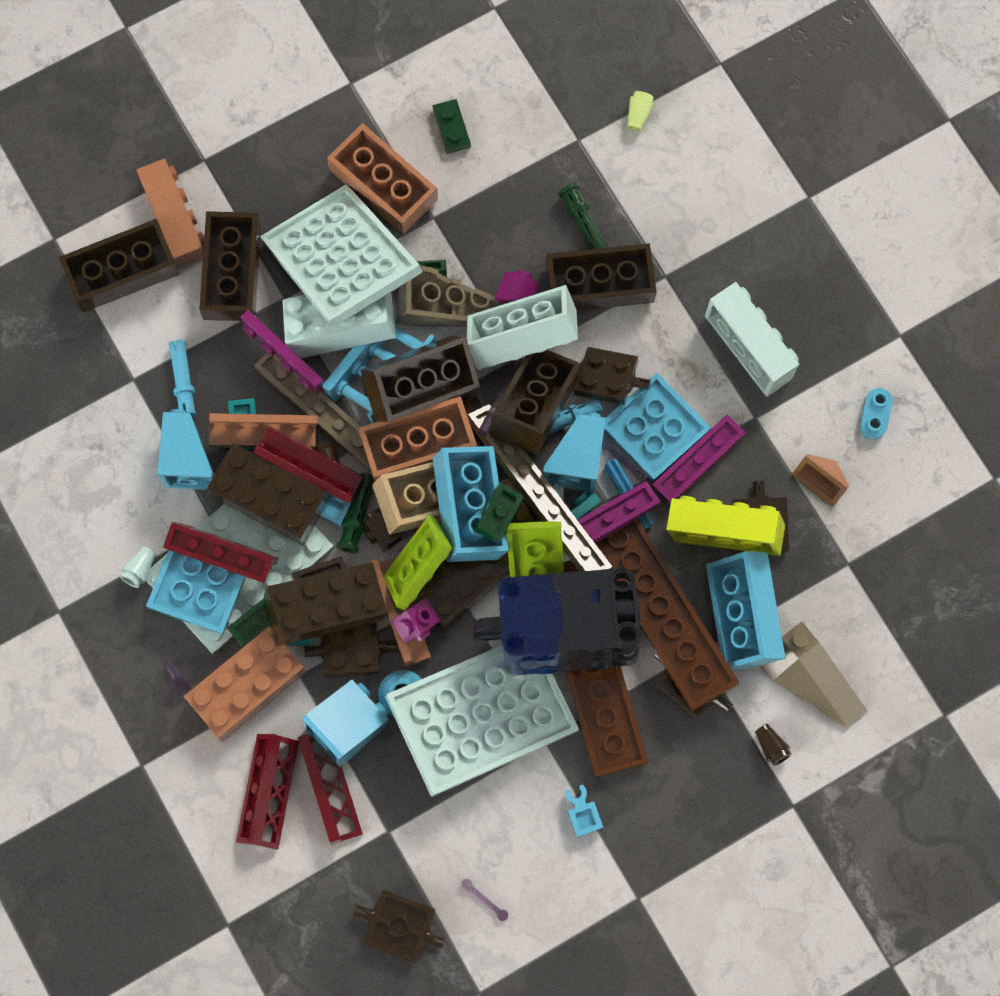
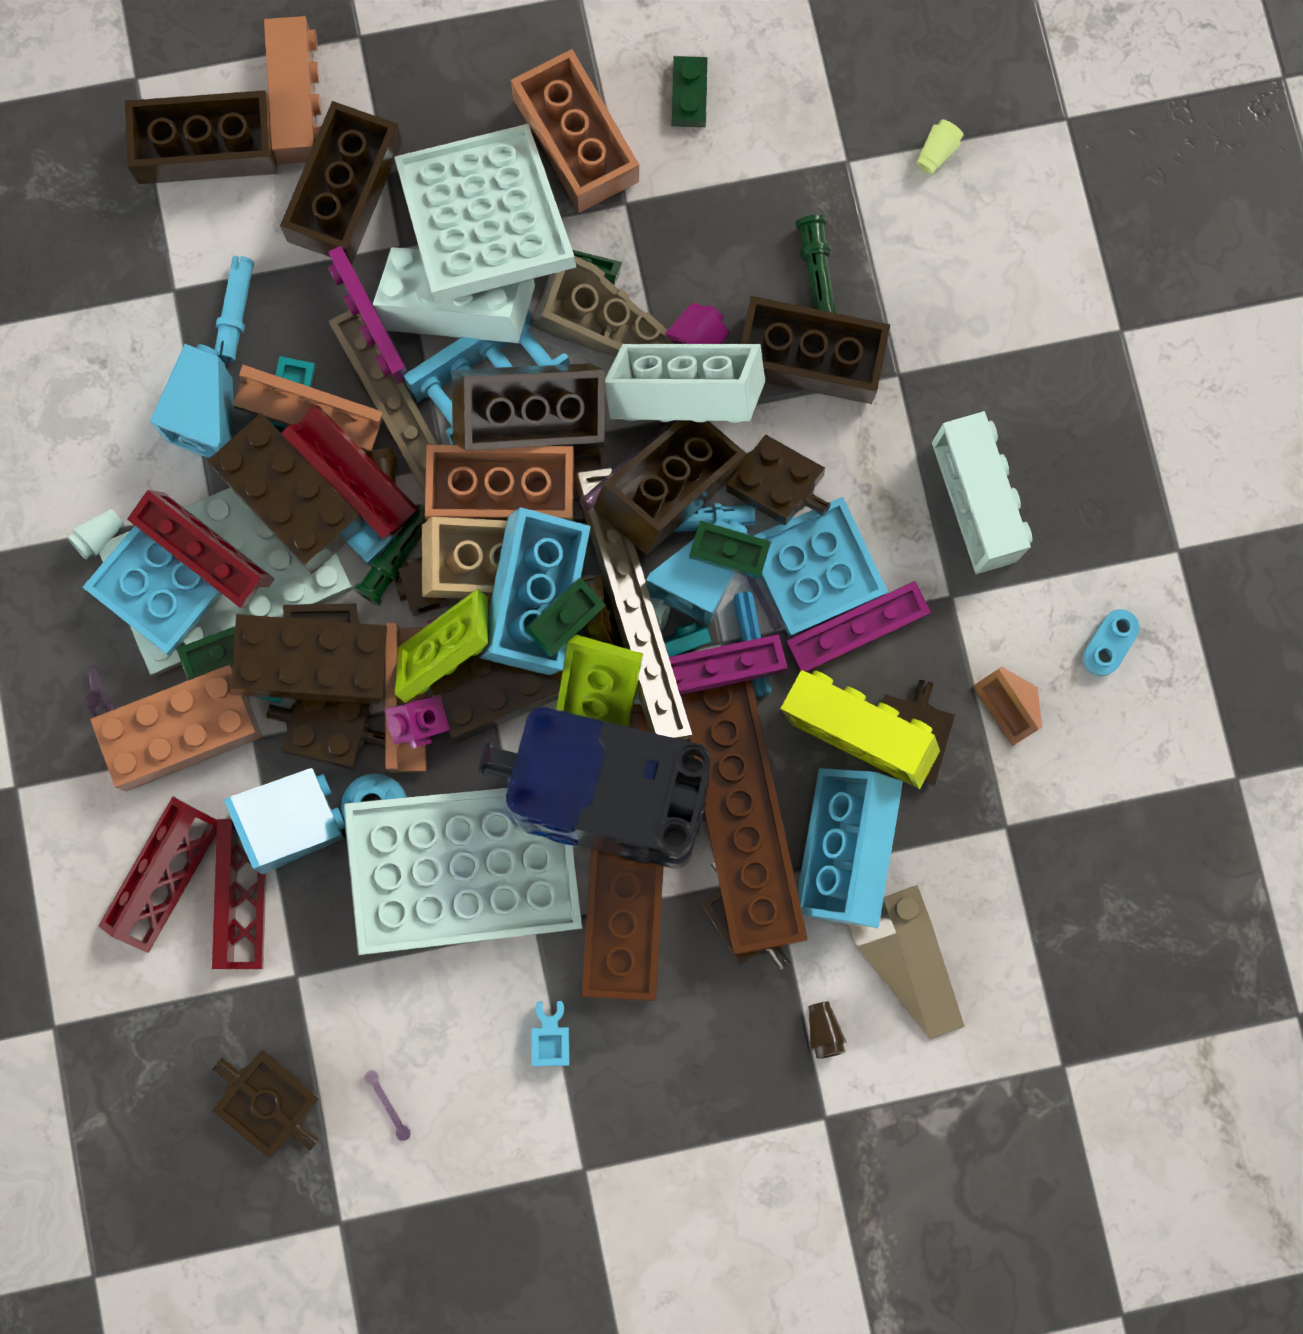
camera: 15 degrees right, 5 degrees up
(594, 431) = (729, 549): none -> dark green plate

